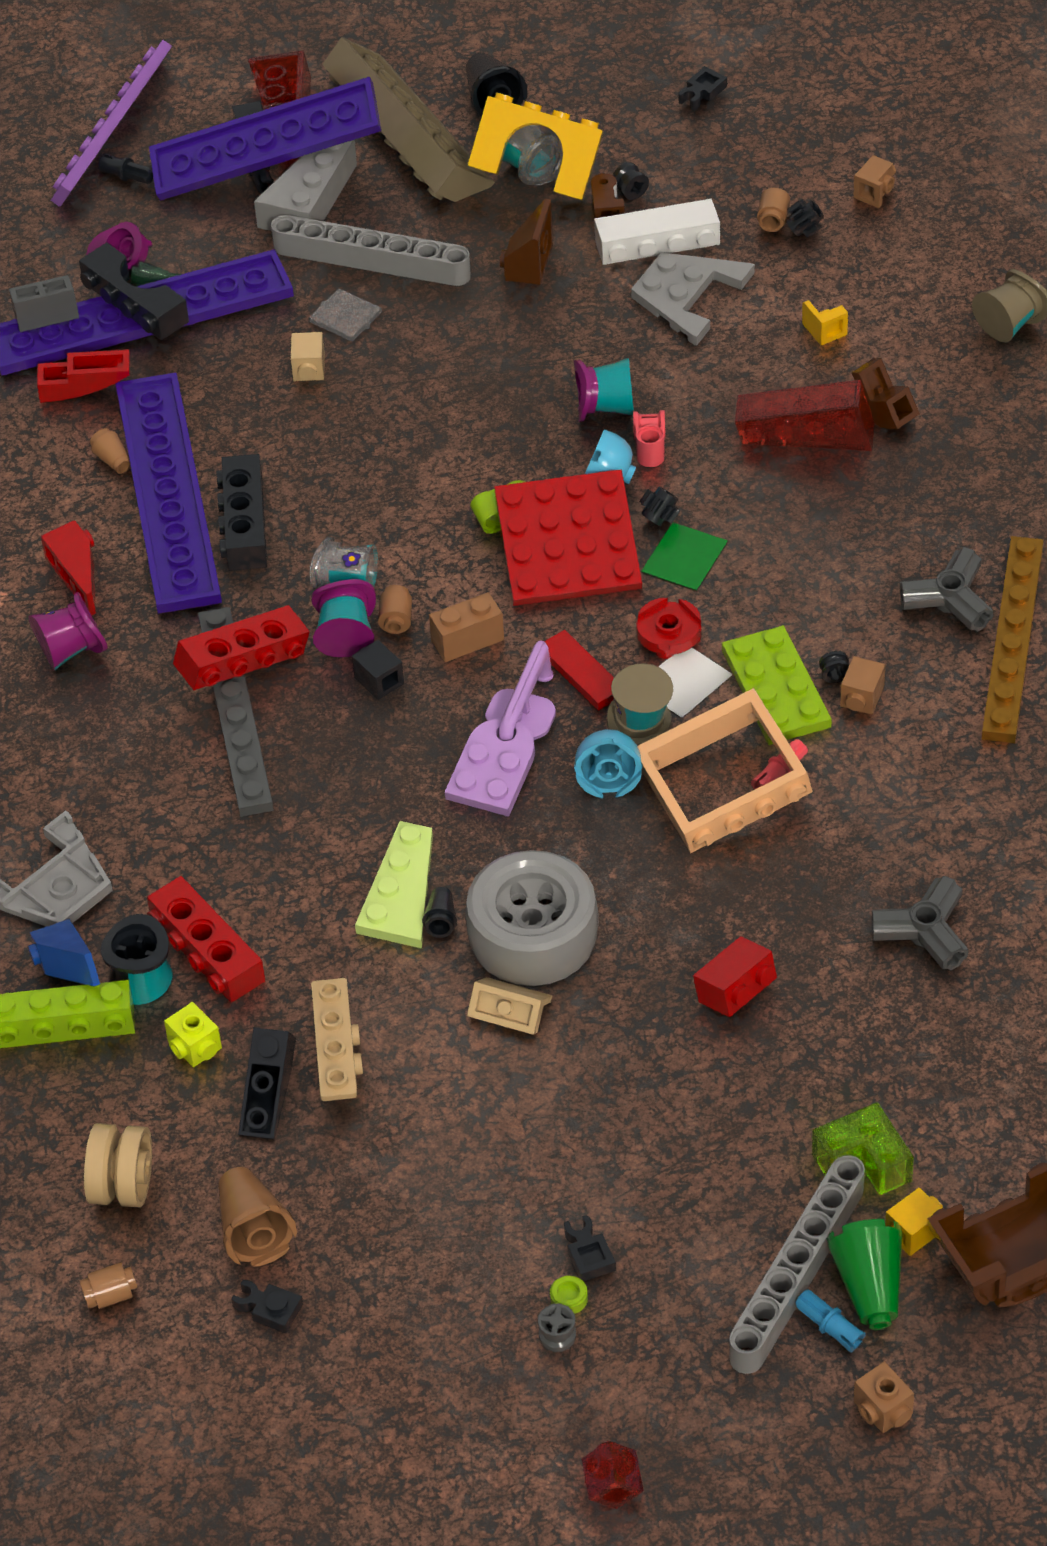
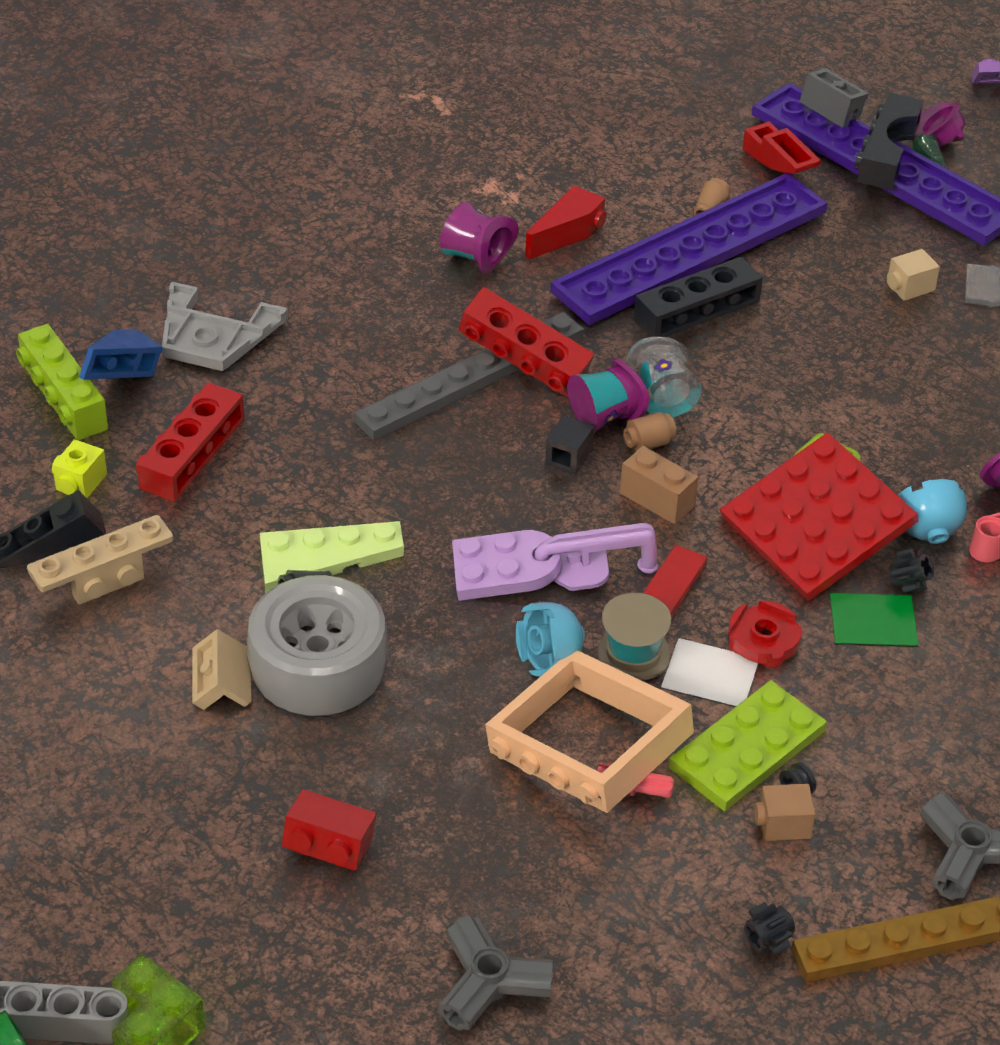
camera: 60 degrees right, 5 degrees down
(138, 953) = (137, 402): black hat -> none
(969, 738) = (769, 928): none -> black gear

